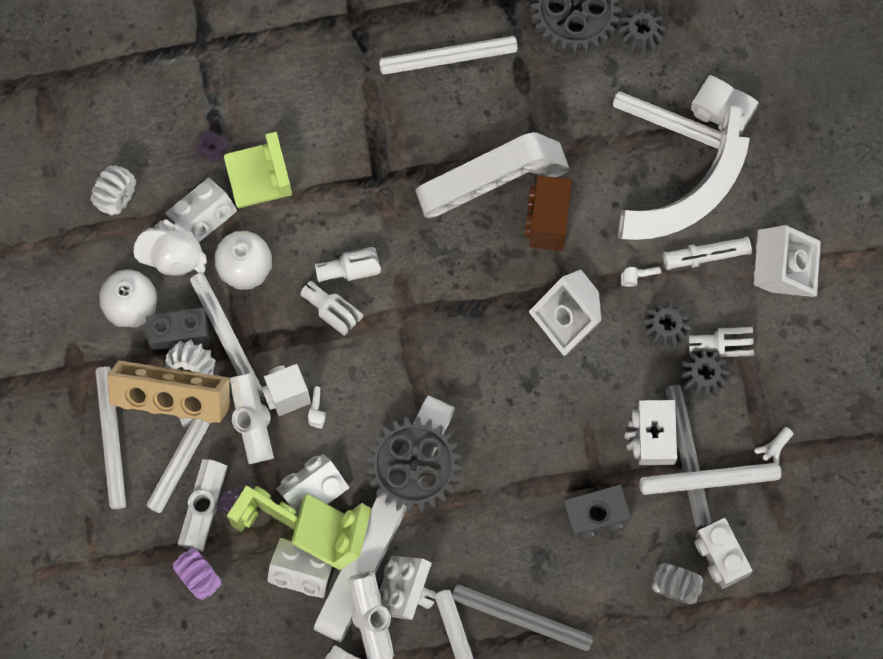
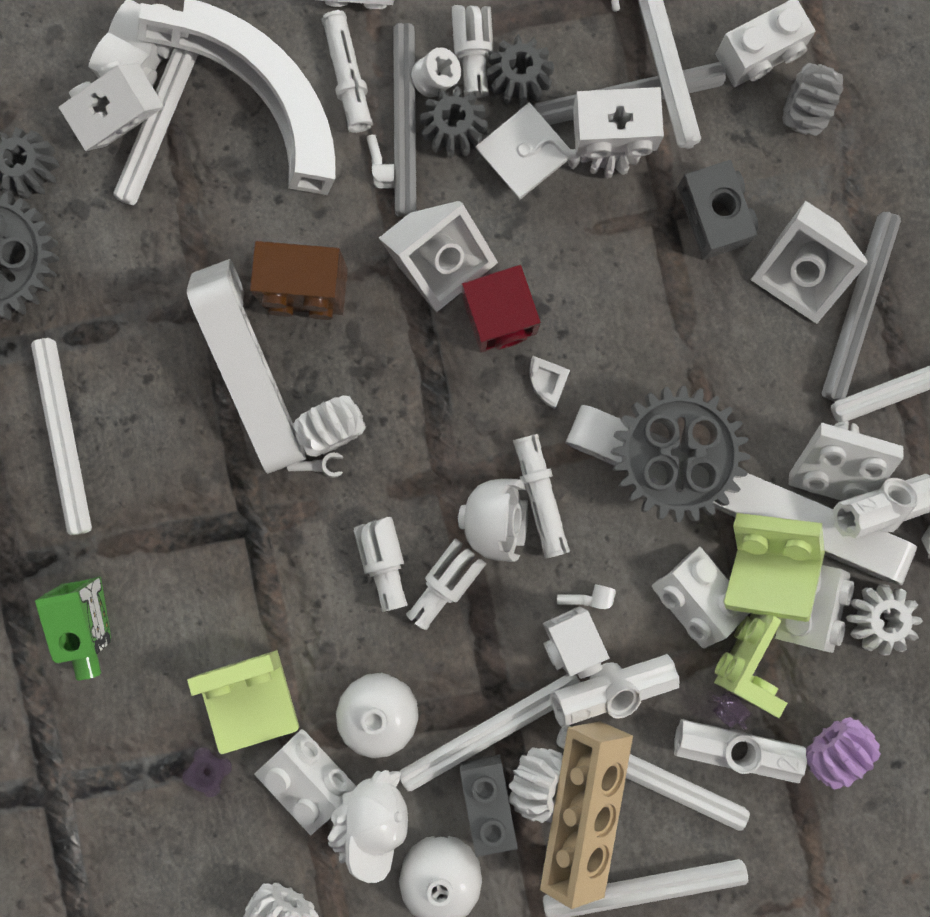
camera: 95 degrees left, 10 degrees up
(289, 625) = (895, 610): none -> white gear
(317, 63) = (76, 625): none -> bright green torso
(375, 344) = (495, 519): none -> white cylinder
(391, 377) = (541, 495): none -> white pin
(419, 225) = (317, 465): none -> white hand
(446, 230) = (329, 426): none -> white gear
(475, 387) = (547, 380): none -> white tile
(525, 351) = (500, 309): none -> dark red head
(556, 576) = (810, 263): none -> white slope
(643, 374) = (526, 151): none -> white hat
(671, 293) = (404, 120): none -> light grey axle
(678, 90) = (110, 105): none -> white brick
(699, 309) = (426, 72): none -> white wheel

